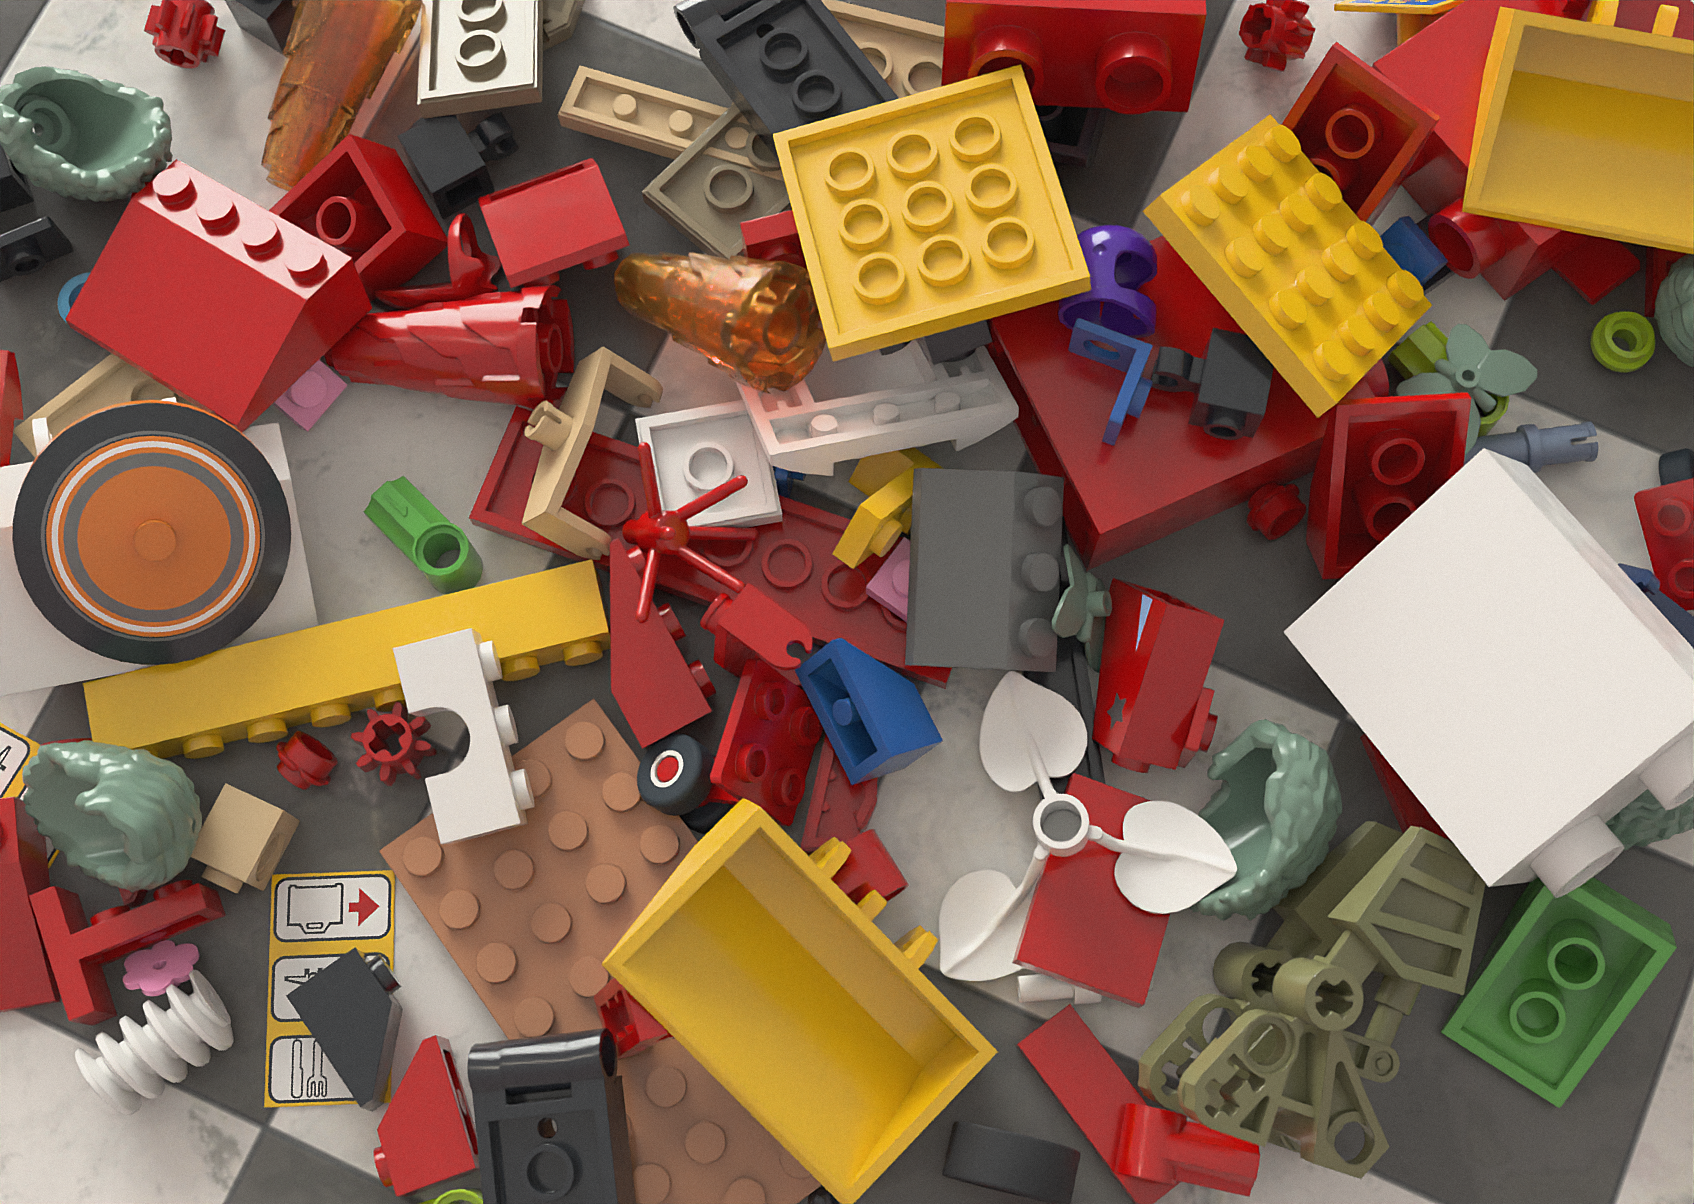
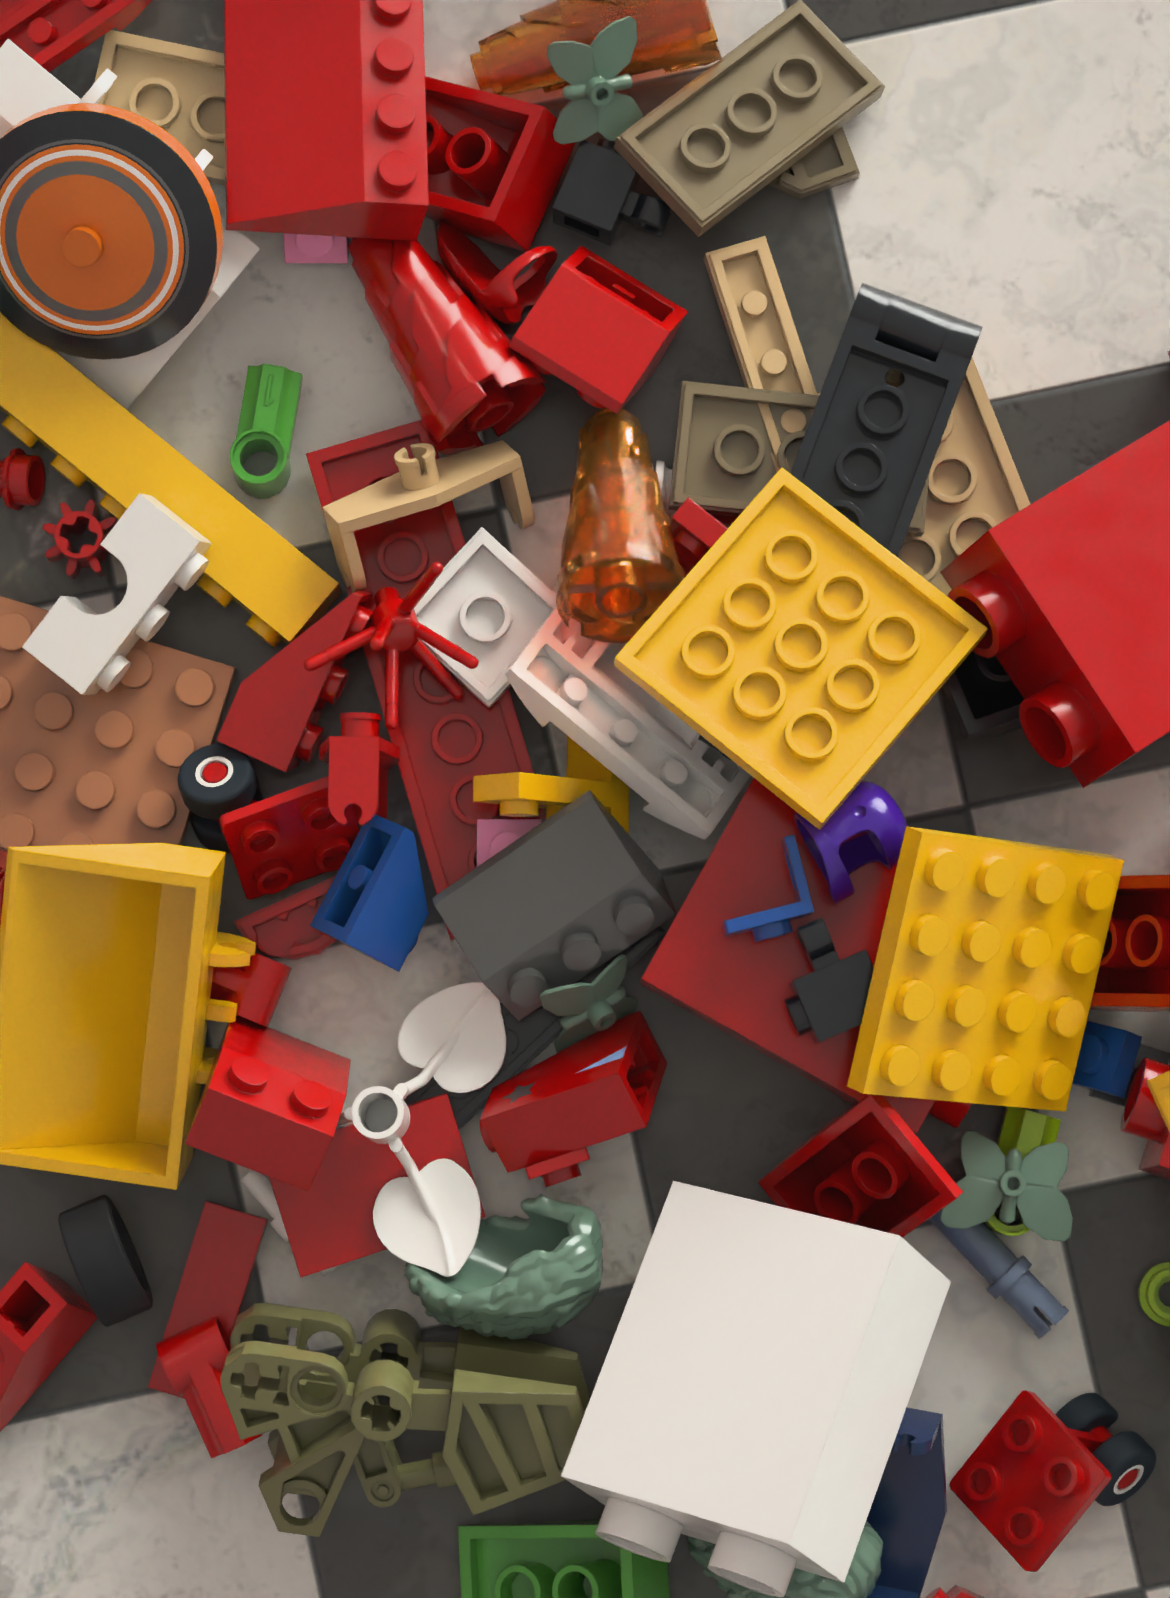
camera: 50 degrees right, 10 degrees up
(366, 89) = (593, 83): none -> sand green piece
(987, 914) = (270, 1103): none -> red slope
(1275, 510) = (799, 1102): red plate -> none

